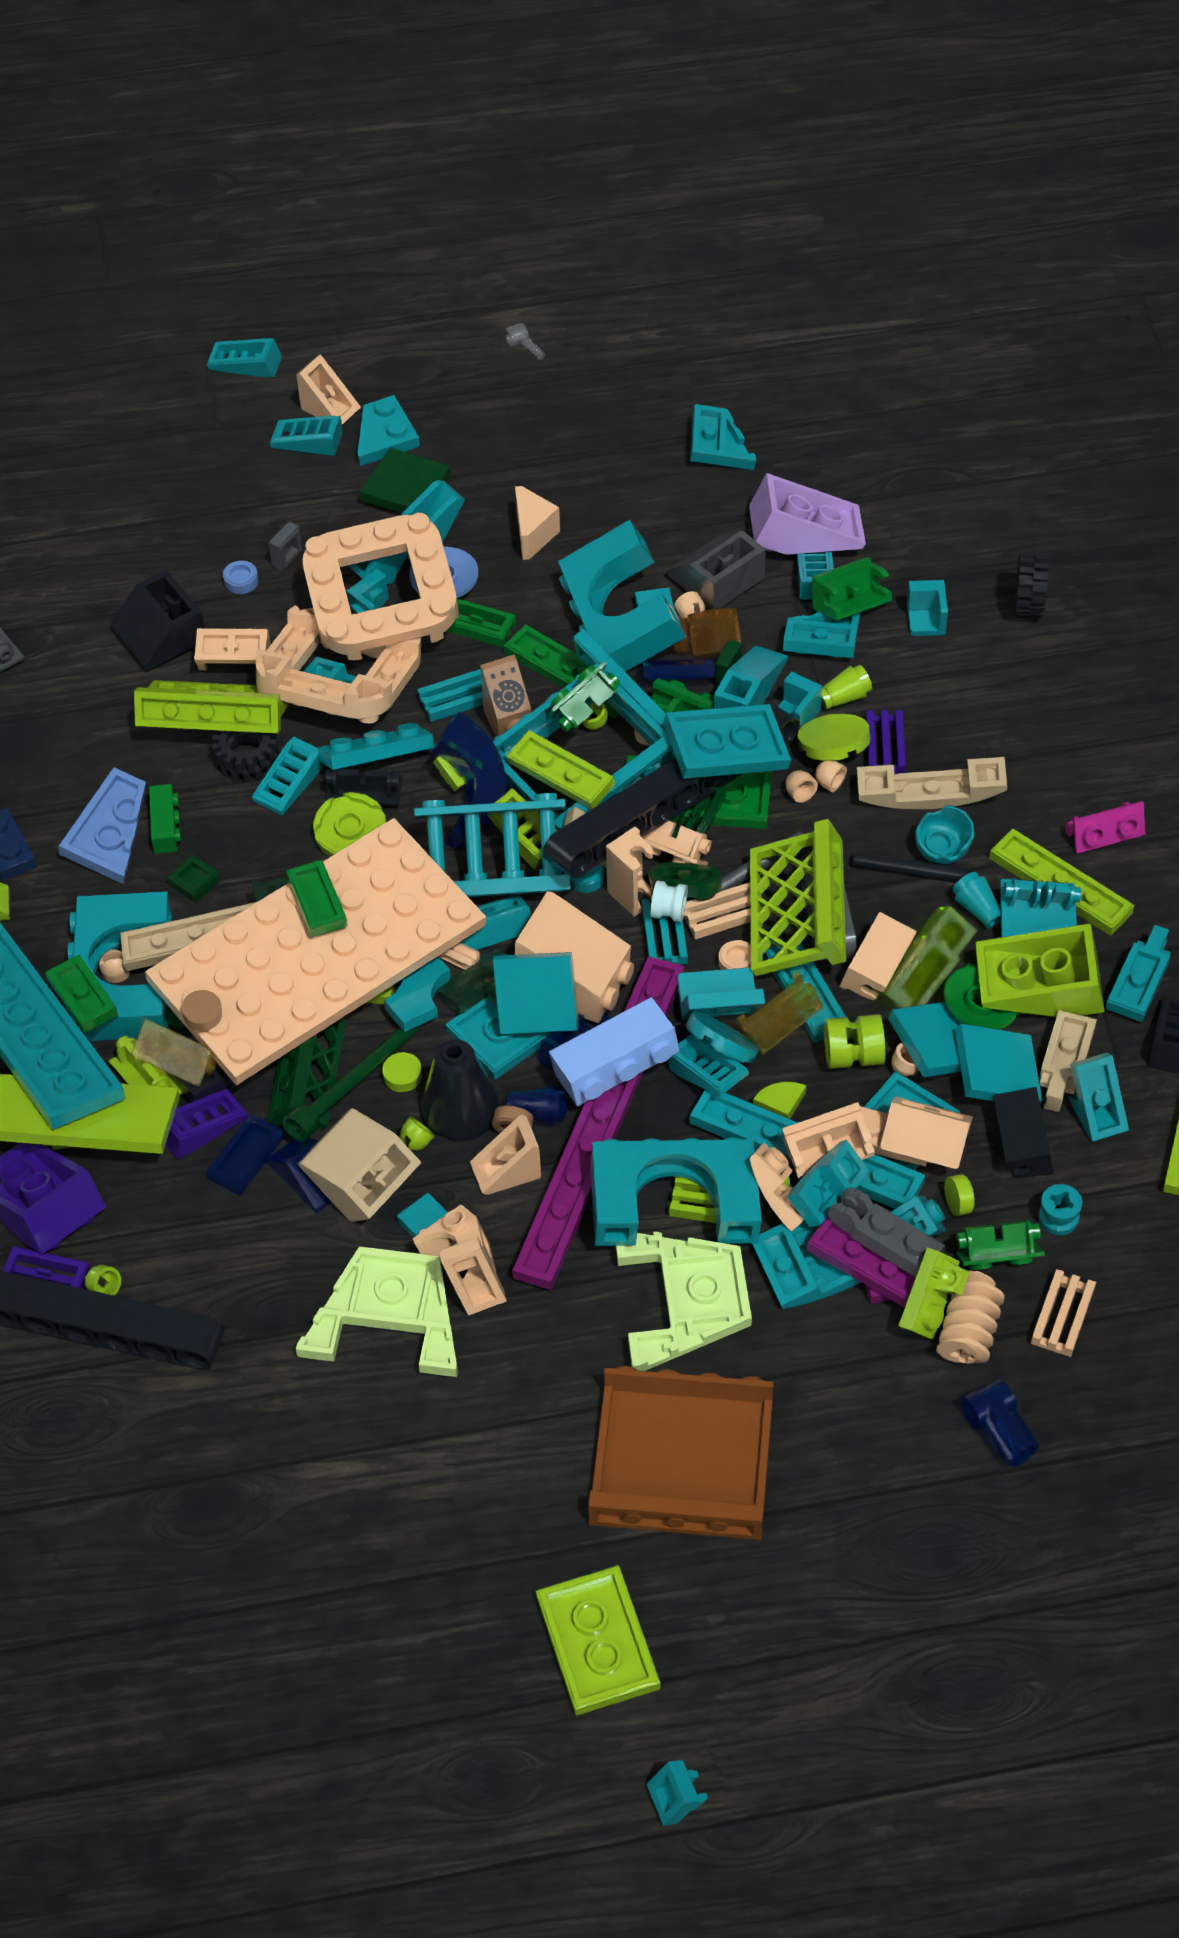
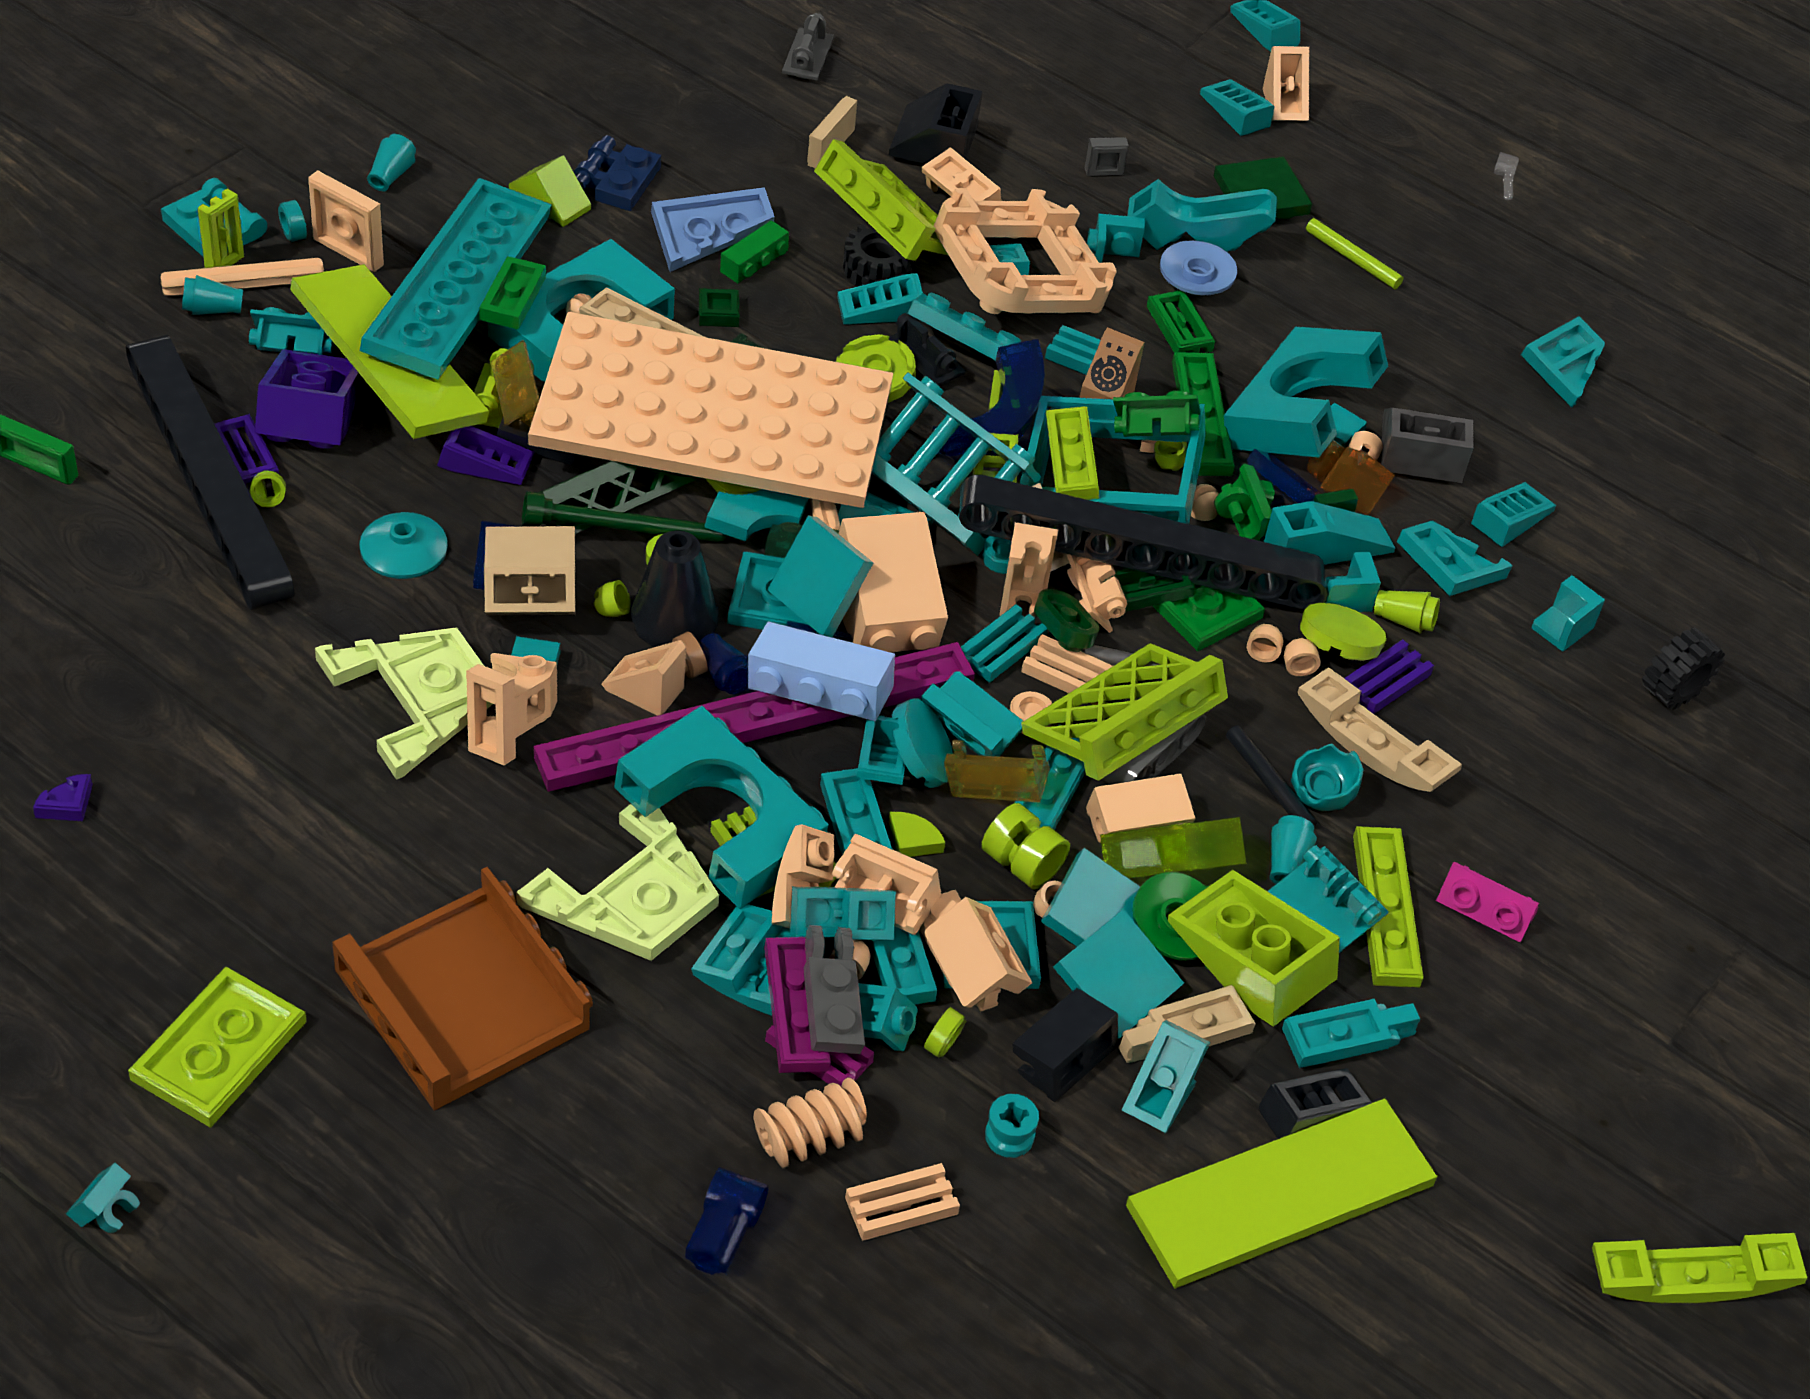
camera: 40 degrees right, 5 degrees down
(94, 687) = (836, 125): none -> tan tile
(202, 1010) = (561, 364): medium nougat tile -> none
(234, 1244) = (403, 545): none -> teal dish
(240, 577) = (1047, 153): medium blue tile -> none
(245, 1154) = (480, 502): clear blue tile -> none
(284, 1603) = (66, 800): none -> dark purple tile
(316, 898) = (750, 368): green tile -> none
(384, 427) = (1304, 145): teal wing -> none
(386, 625) = (1131, 274): light nougat plate -> none
(510, 478) = (1354, 253): none -> lime bar
(536, 521) = (1321, 292): light nougat slope -> none
(591, 653) = (1209, 446): teal tile -> none
(669, 901) = (1025, 616): light aqua wheel -> none
(726, 741) = (1224, 539): teal plate -> none
(803, 520) = (1551, 464): lavender slope -> none
(849, 589) = (1514, 541): green hinge -> none
(927, 1300) = (803, 1066): lime hinge -> none
(983, 1249) = (932, 1110): green hinge -> none

